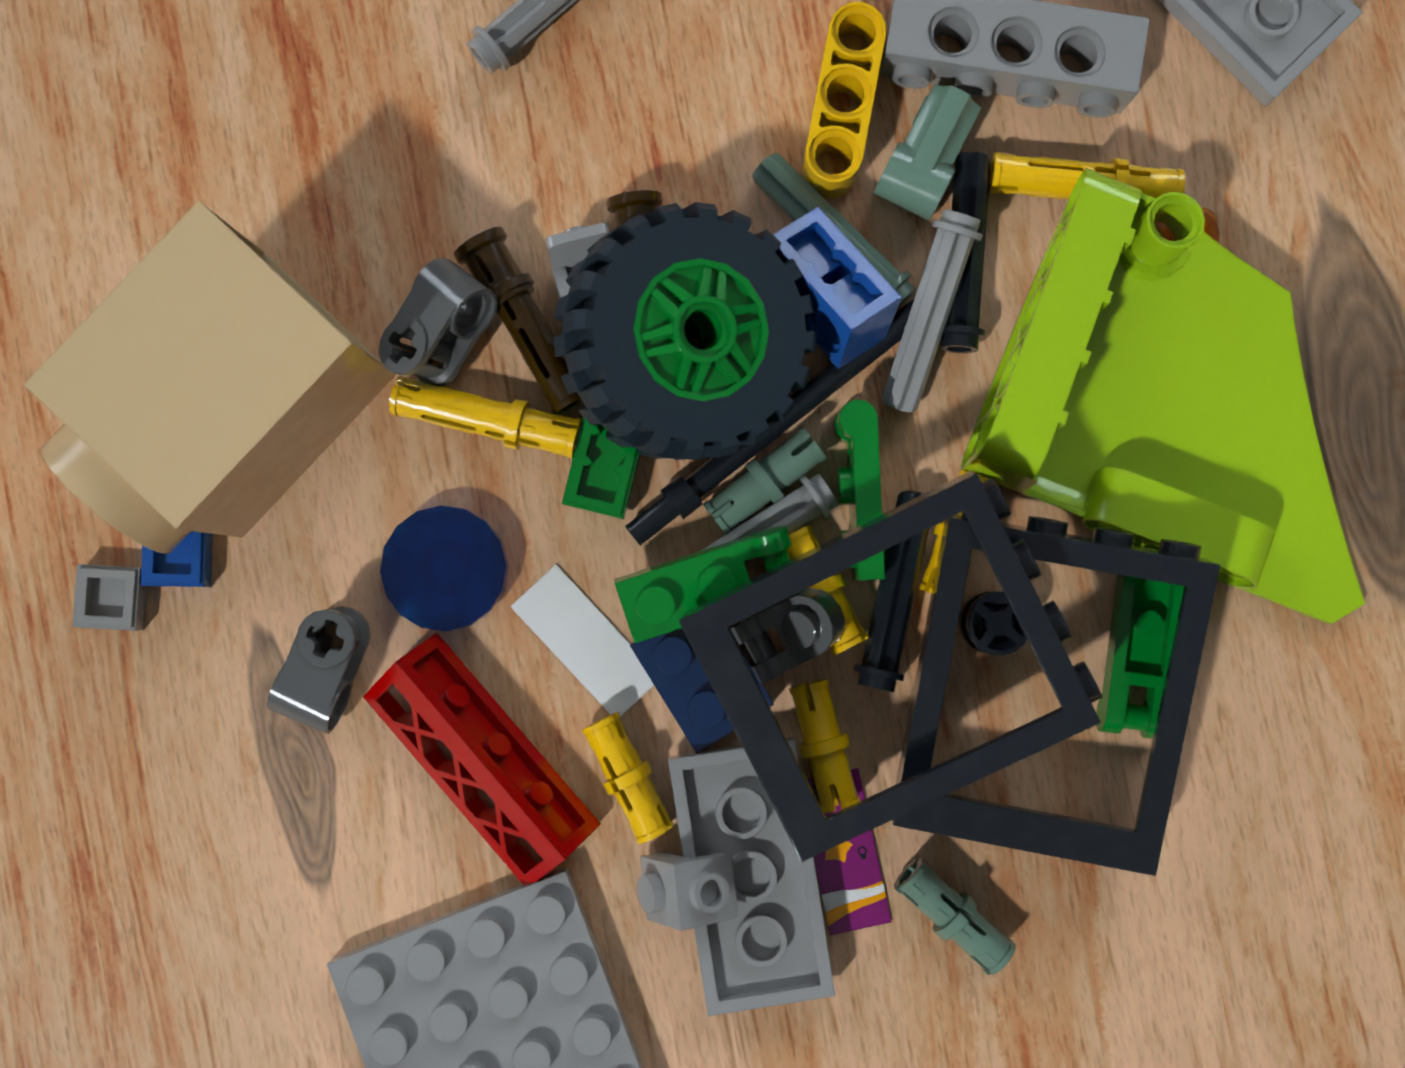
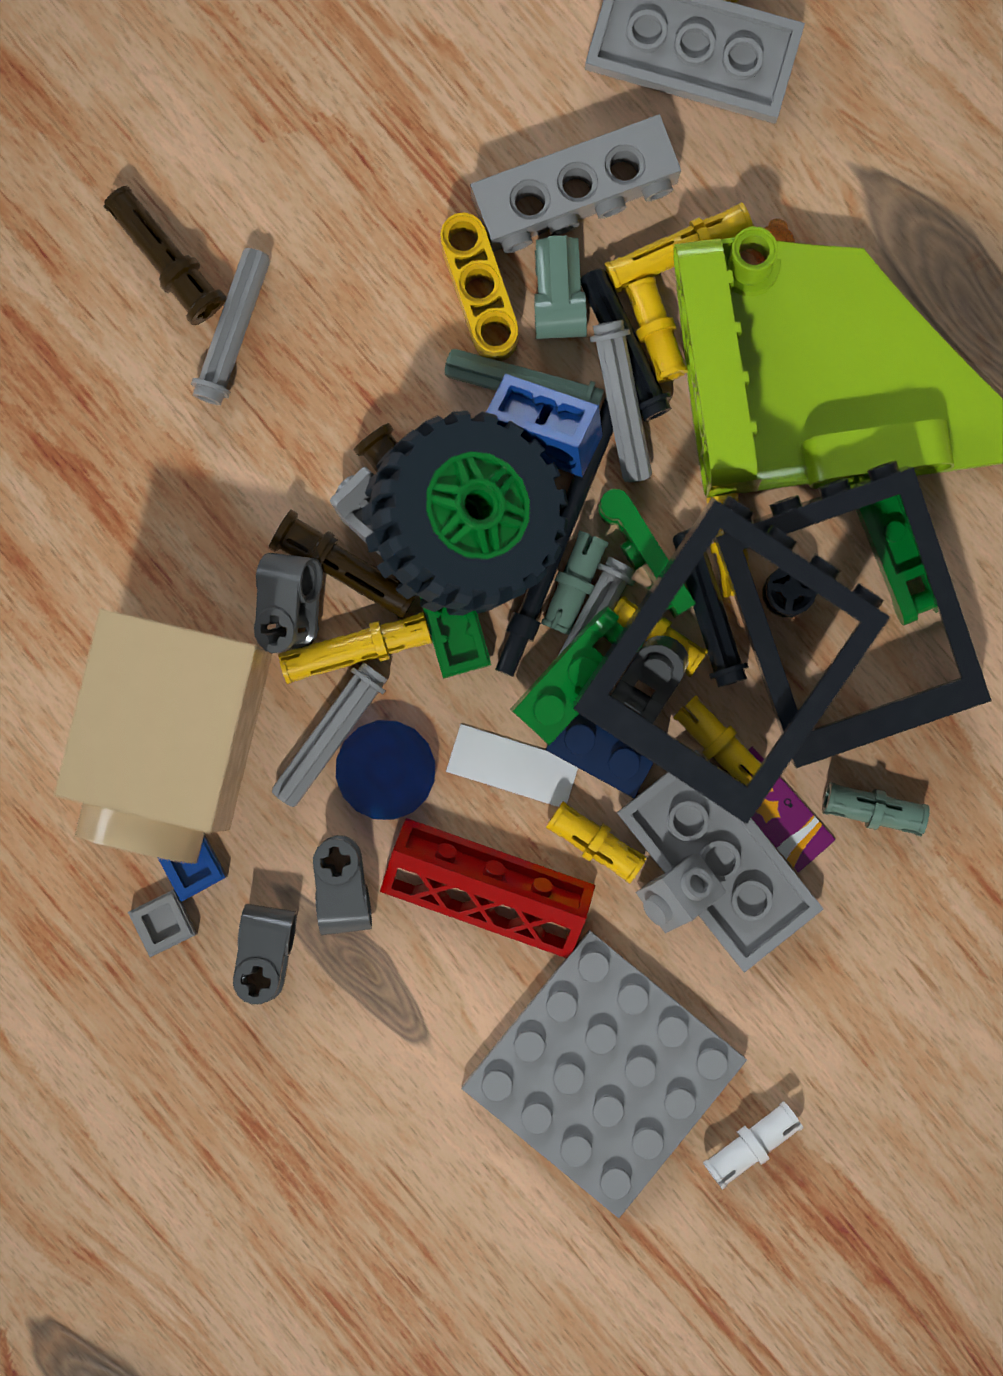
camera: 30 degrees left, 0 degrees up
(201, 684) = (263, 942): none -> dark grey piece
(405, 495) = (329, 734): none -> light grey axle
(1010, 255) = (656, 329): none -> yellow pin

